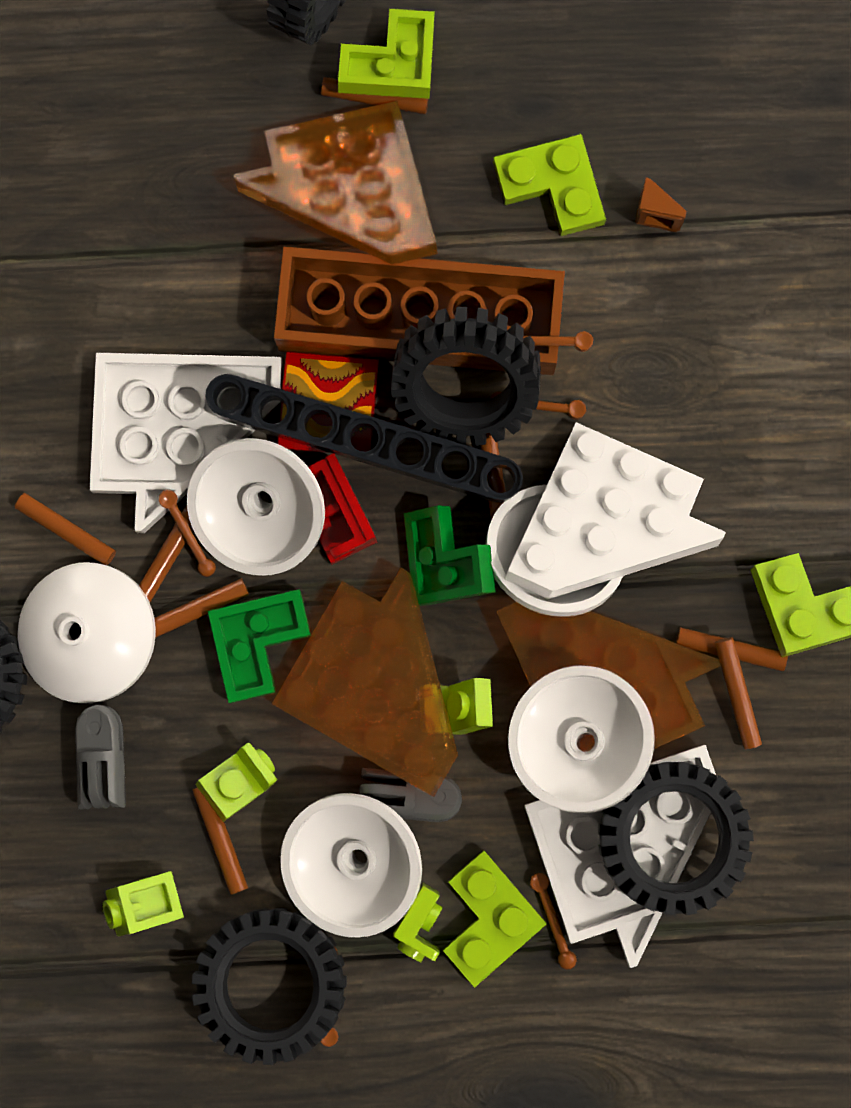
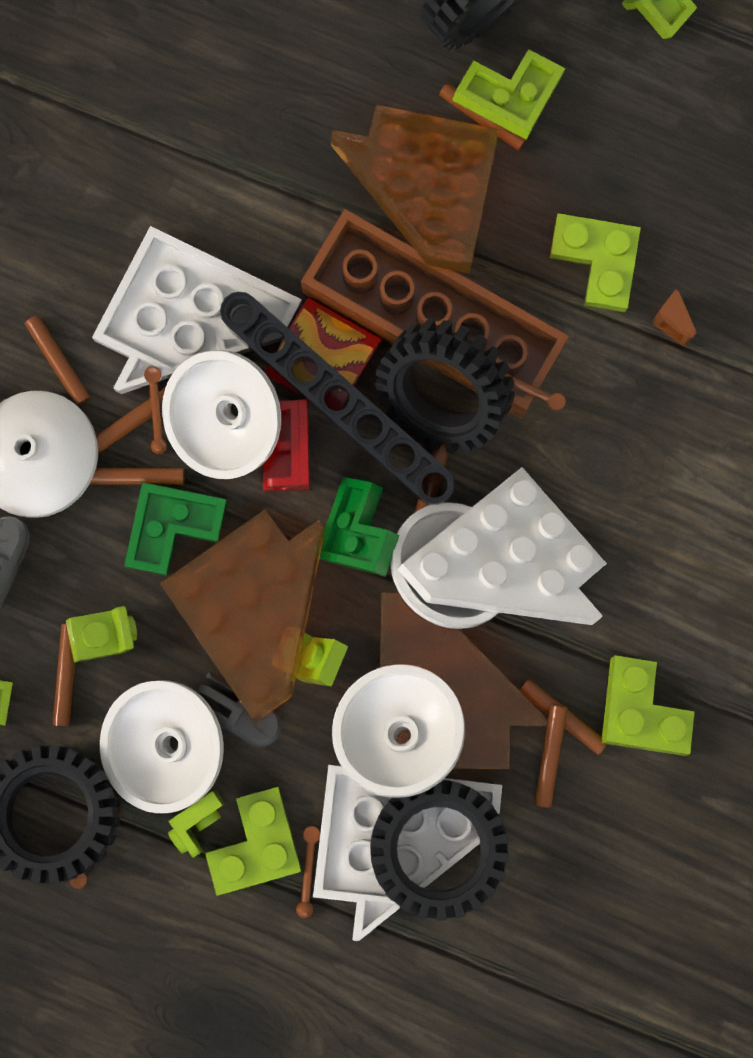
camera: 20 degrees right, 0 degrees up
(575, 409) = (526, 456): dark orange hinge -> none

